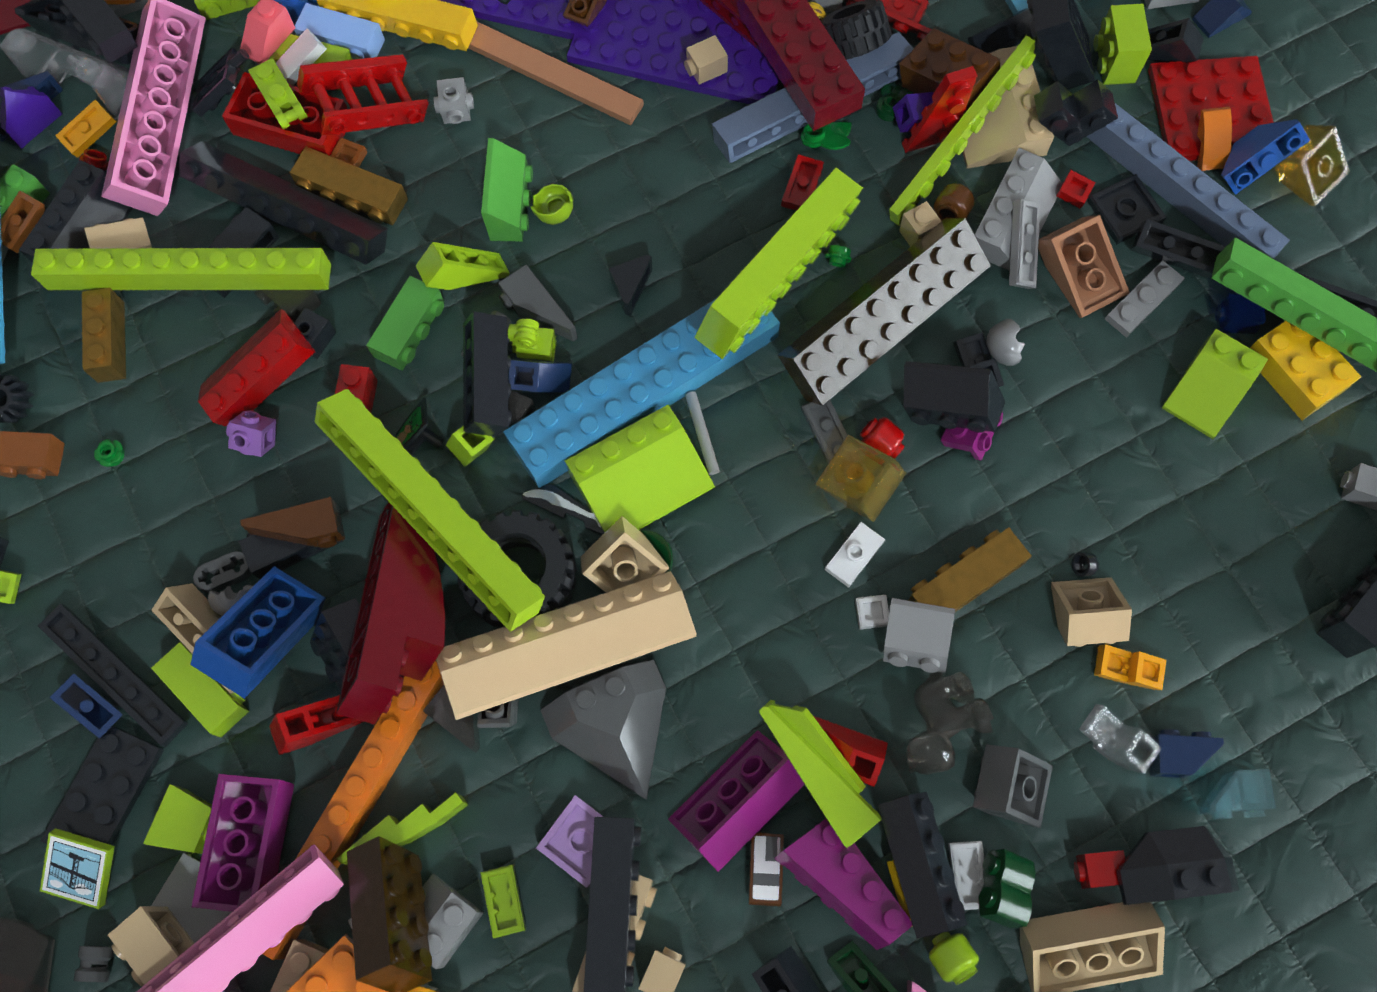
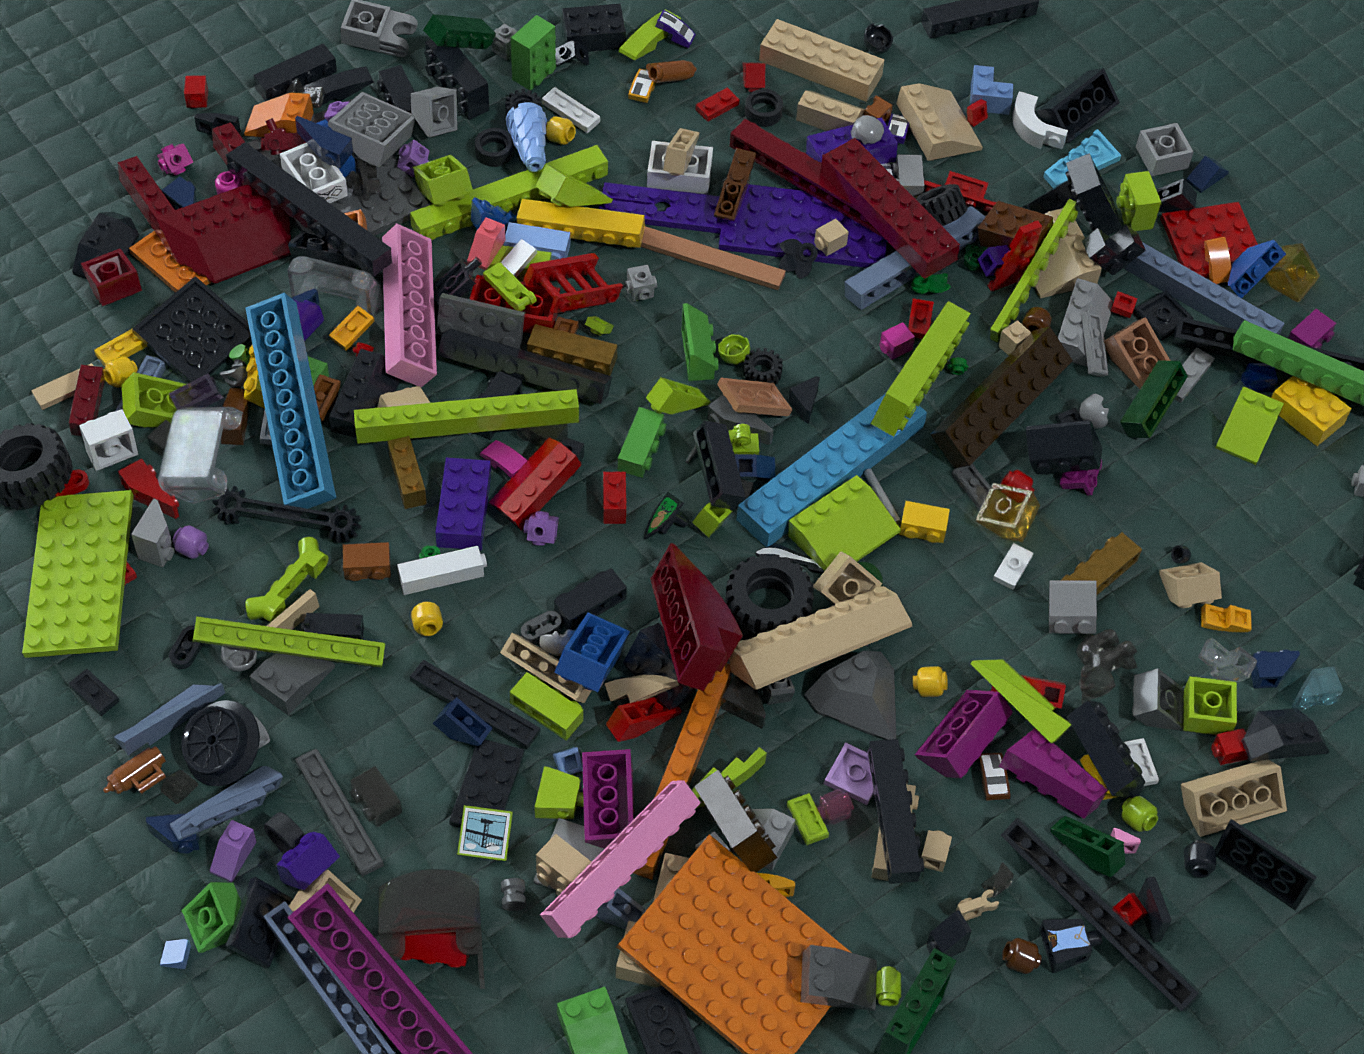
camera: 15 degrees left, 15 degrees down
(79, 544) = (426, 618): none -> yellow head
(114, 477) = (441, 570): none -> white brick
(162, 386) = (463, 503): none -> dark purple brick
(209, 765) = (568, 761): none -> medium blue slope
(228, 327) = (503, 457): none -> dark pink slope
(239, 136) = (481, 320): none -> dark grey plate
(307, 524) = (605, 580): reddish brown slope -> none
(312, 684) = (639, 687): none -> tan slope
(390, 153) = (598, 325): none -> lime plate
(430, 510) = (702, 554): lime brick -> none
(541, 891) = (835, 806): none -> clear pink head
(559, 277) = (754, 397): none -> nougat plate
(585, 219) = (763, 358): none -> black tyre
(658, 84) = (794, 258): none -> black plate
(708, 717) = (930, 681): none -> yellow head
(747, 478) = (924, 522): none -> yellow brick
(764, 213) = (897, 341): none -> dark pink brick
(872, 611) = (1034, 603): white tile -> none
(1007, 888) = (1167, 763): dark green brick -> none
(1083, 806) = (1209, 705): none -> lime brick
(1090, 332) = (1153, 399): none -> dark green brick
(1325, 254) = (1313, 330): none -> magenta brick

